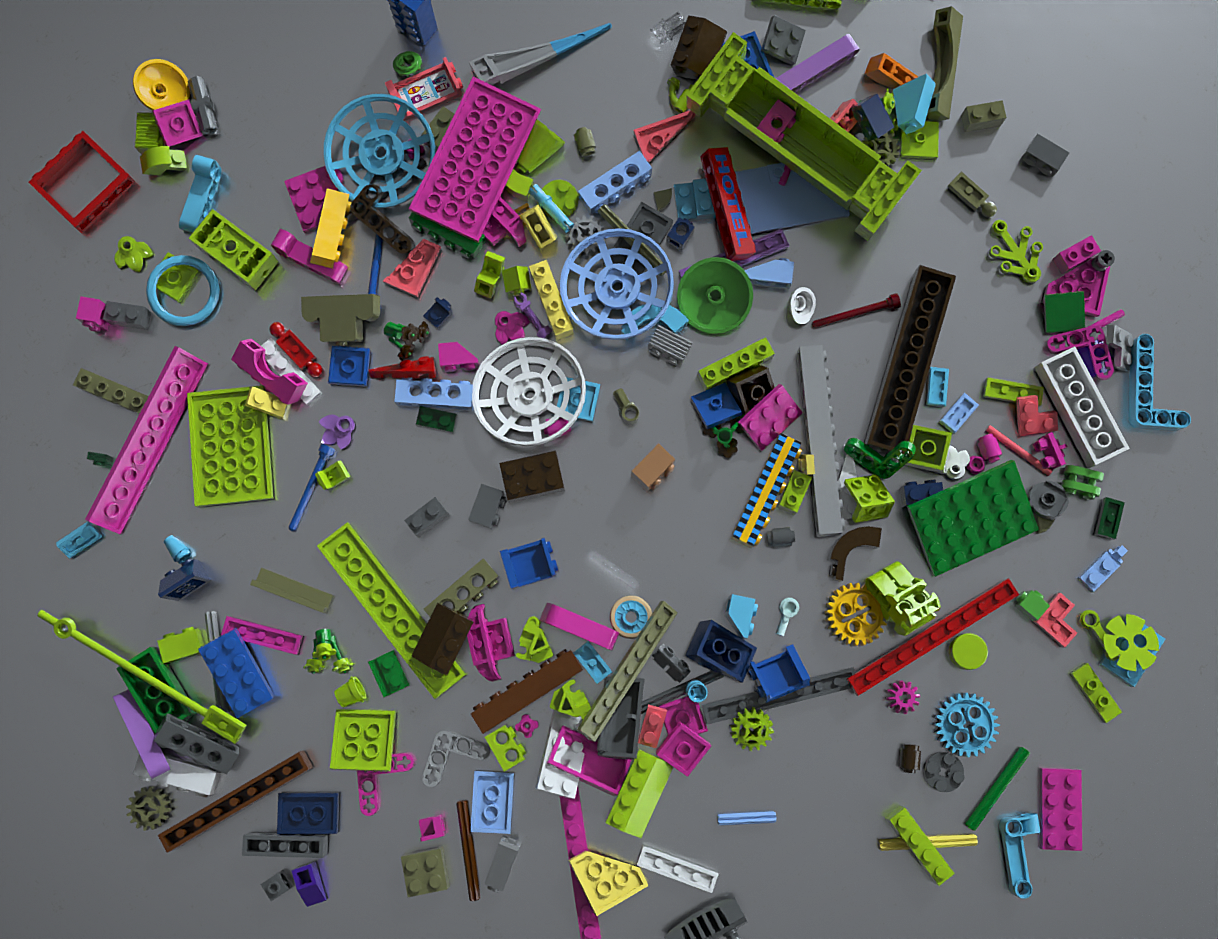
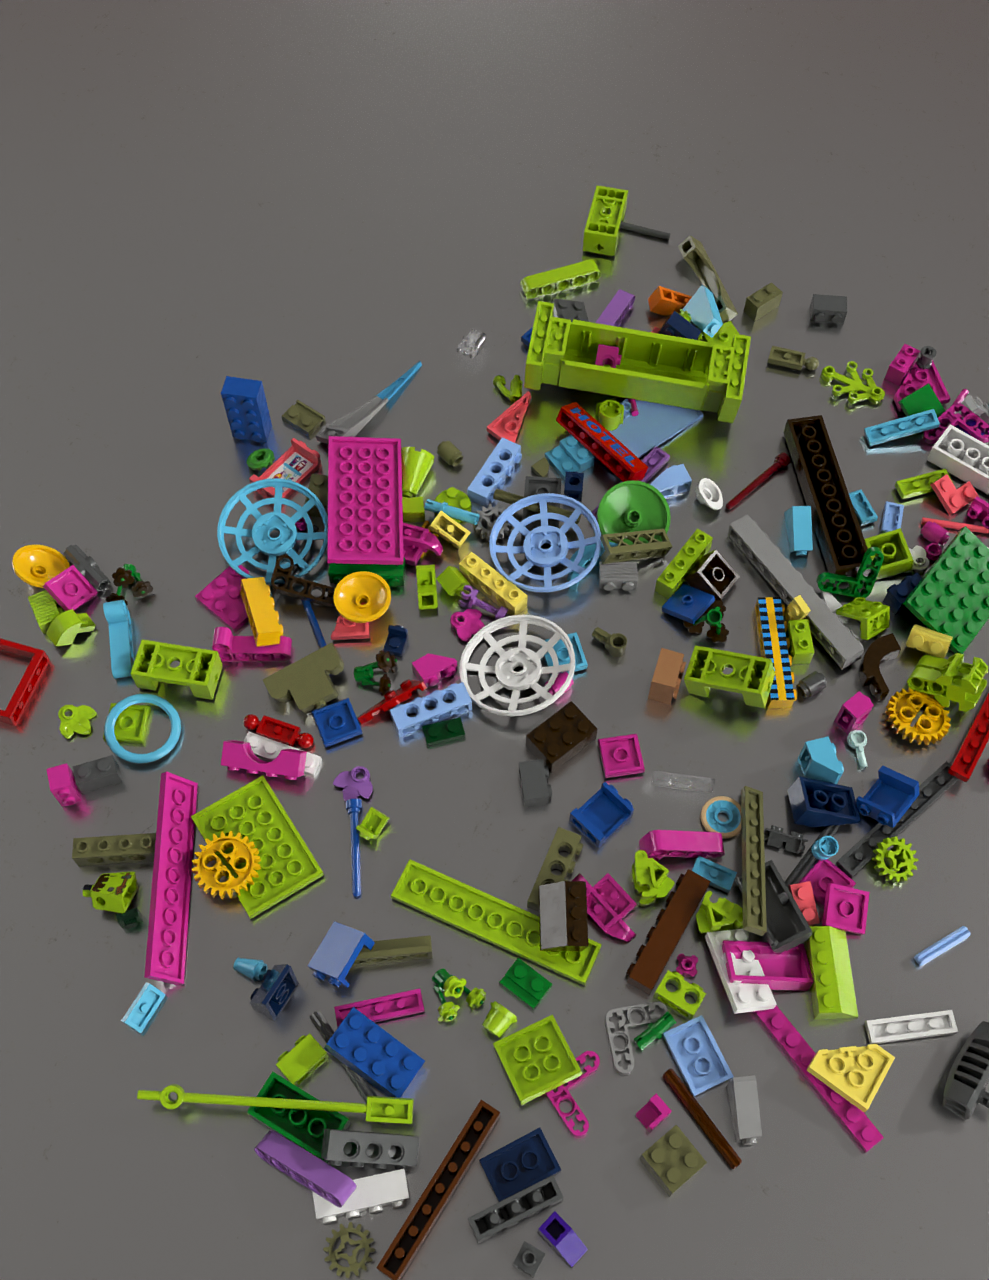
camera: 25 degrees left, 20 degrees down
(94, 429) = (112, 891): none -> lime torso
(177, 458) = (210, 876): none -> yellow gear
(225, 137) = (123, 577): none -> dark brown plant
(249, 575) = (338, 953): none -> panel
(265, 402) = (274, 788): light yellow plate -> none
(424, 247) = (360, 588): none -> yellow dish
(426, 517) = (483, 818): dark grey brick -> none
(469, 35) = (303, 418): none -> olive plate
(469, 765) = (655, 1030): none -> green pin
(575, 518) = (621, 755): none -> dark pink plate
(695, 333) = (636, 551): none -> olive fence
(697, 47) = (505, 347): dark brown slope -> none
(719, 511) = (750, 675): none -> lime plate
(754, 174) = (609, 414): none -> lime piece
(770, 417) = (740, 591): dark pink plate -> none
(798, 584) = (854, 712): none -> dark pink brick
(862, 383) = (799, 529): none -> medium azure slope
(910, 551) = (929, 641): none -> light yellow brick
(1030, 324) = (901, 427): none -> medium azure plate

